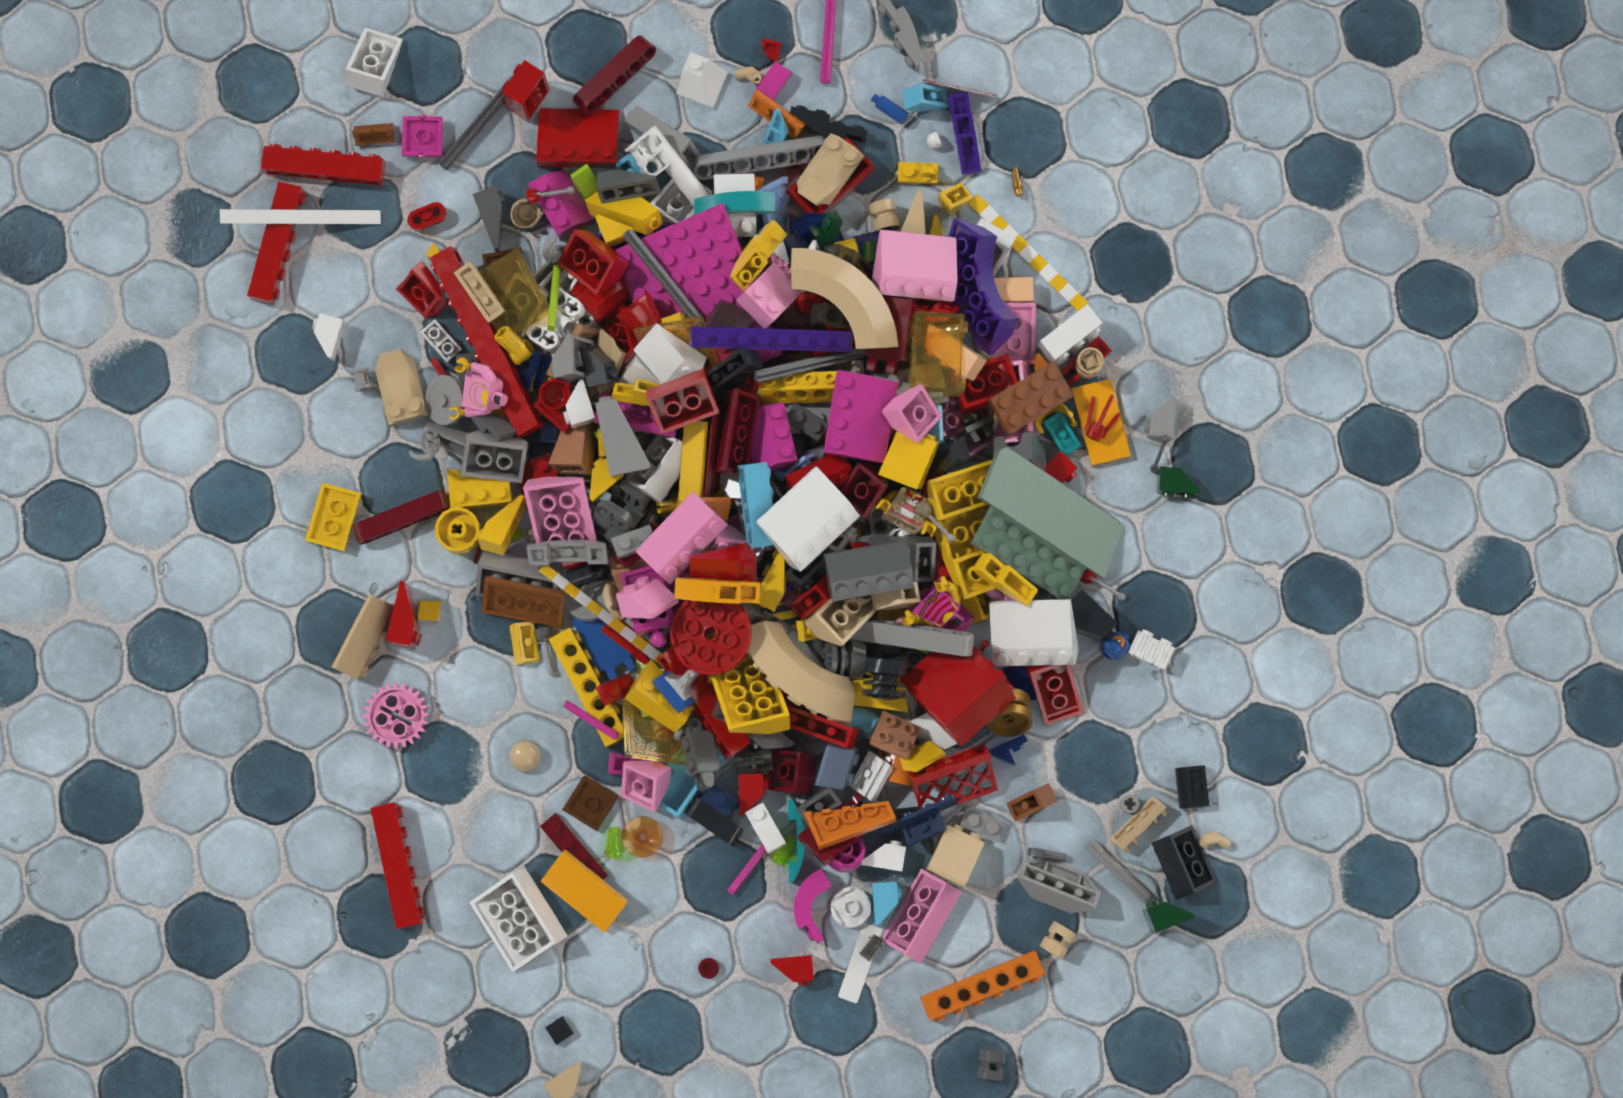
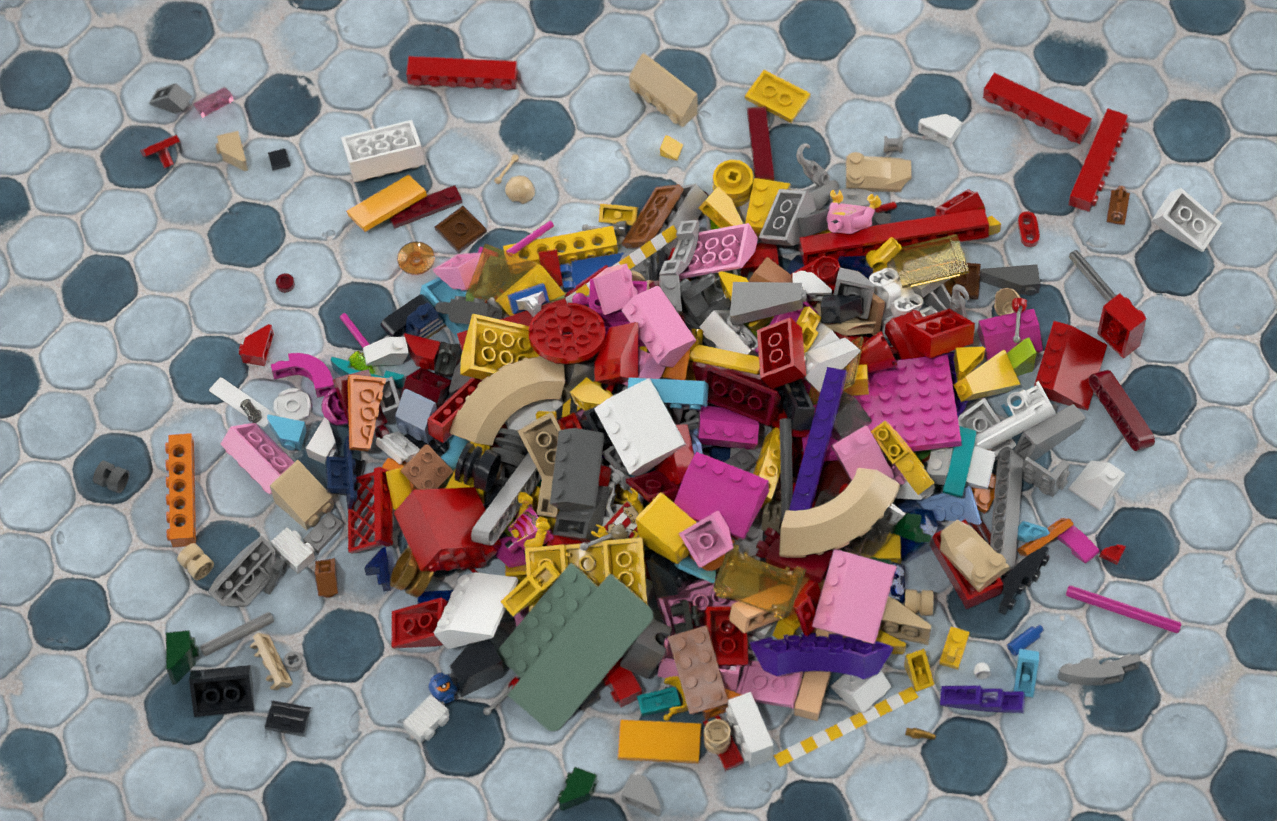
camera: 110 degrees right, 20 degrees down
(300, 216) = (1054, 128): white sticker -> none
(387, 731) = (589, 102): bright pink gear -> none
(404, 625) = (663, 119): red slope -> none
(422, 136) = (1104, 243): dark pink plate -> none
(440, 340) = (914, 211): white slope -> none
(479, 292) = (938, 234): tan plate -> none
(486, 774) = (514, 158): none -> tan hinge
(554, 298) = (913, 291): lime bar -> none
(614, 845) = (416, 234): clear neon green cone -> none
(623, 185) = (1007, 374): dark grey slope -> none
(660, 274) = (908, 381): dark grey axle -> none
(712, 115) = (1046, 481): none -> light grey bracket
(717, 590) = (598, 338): light orange slope -> none
(750, 73) = (1094, 527): tan arm -> none
(958, 87) = (1028, 706): sticker -> none
(1013, 846) = (293, 550): none -> white brick
(1095, 430) = (653, 728): red plant -> none
(1154, 467) = (600, 777): dark grey hinge -> none
(1214, 838) = (233, 725): tan arm -> none

